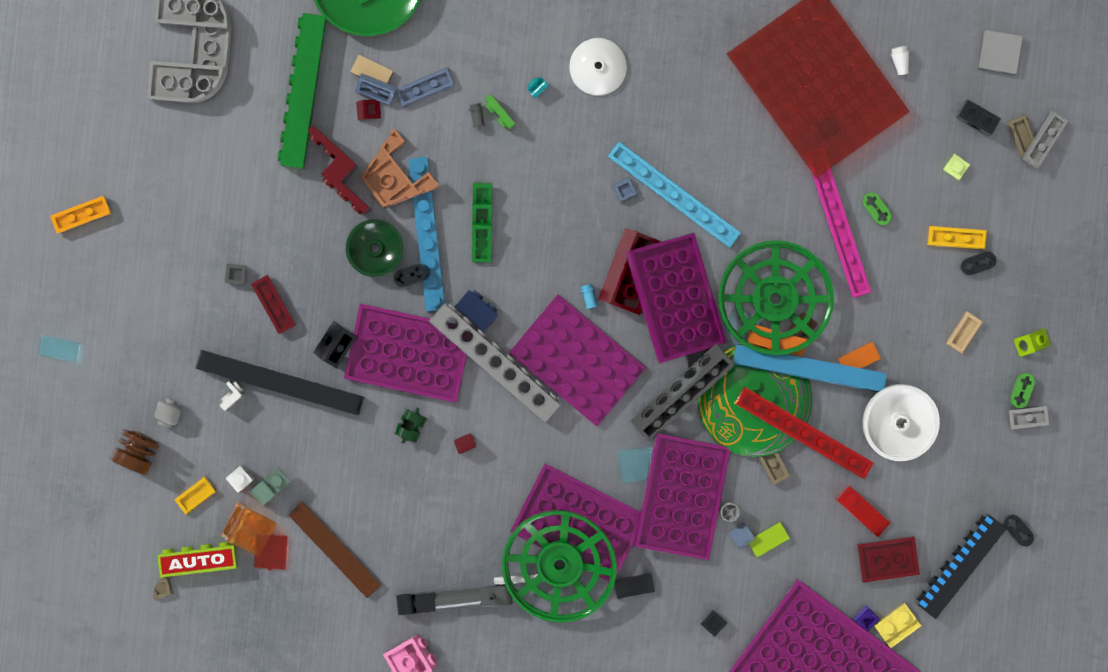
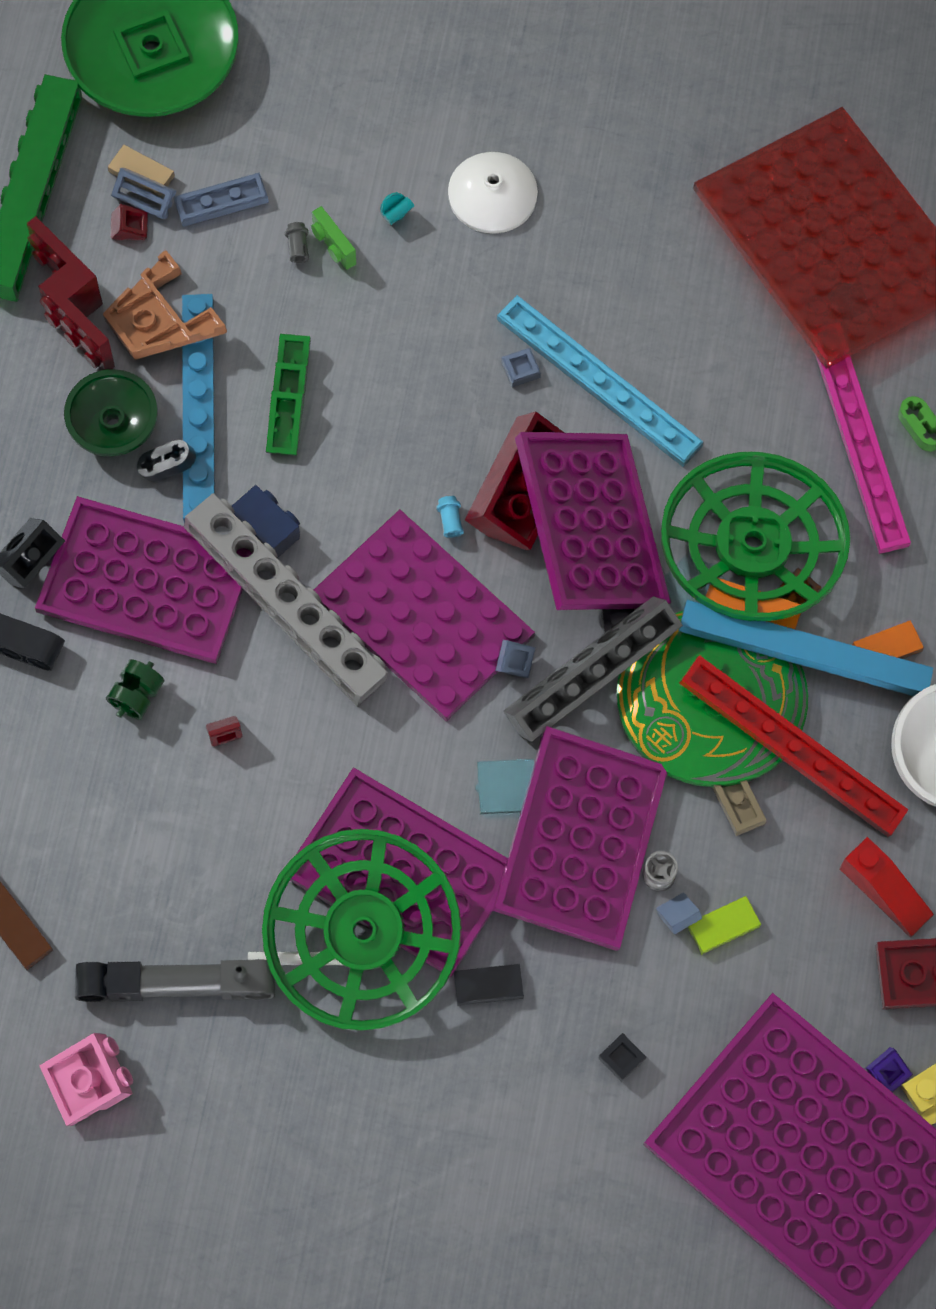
camera: 10 degrees right, 20 degrees down
(635, 387) = (515, 658): none -> sand blue tile

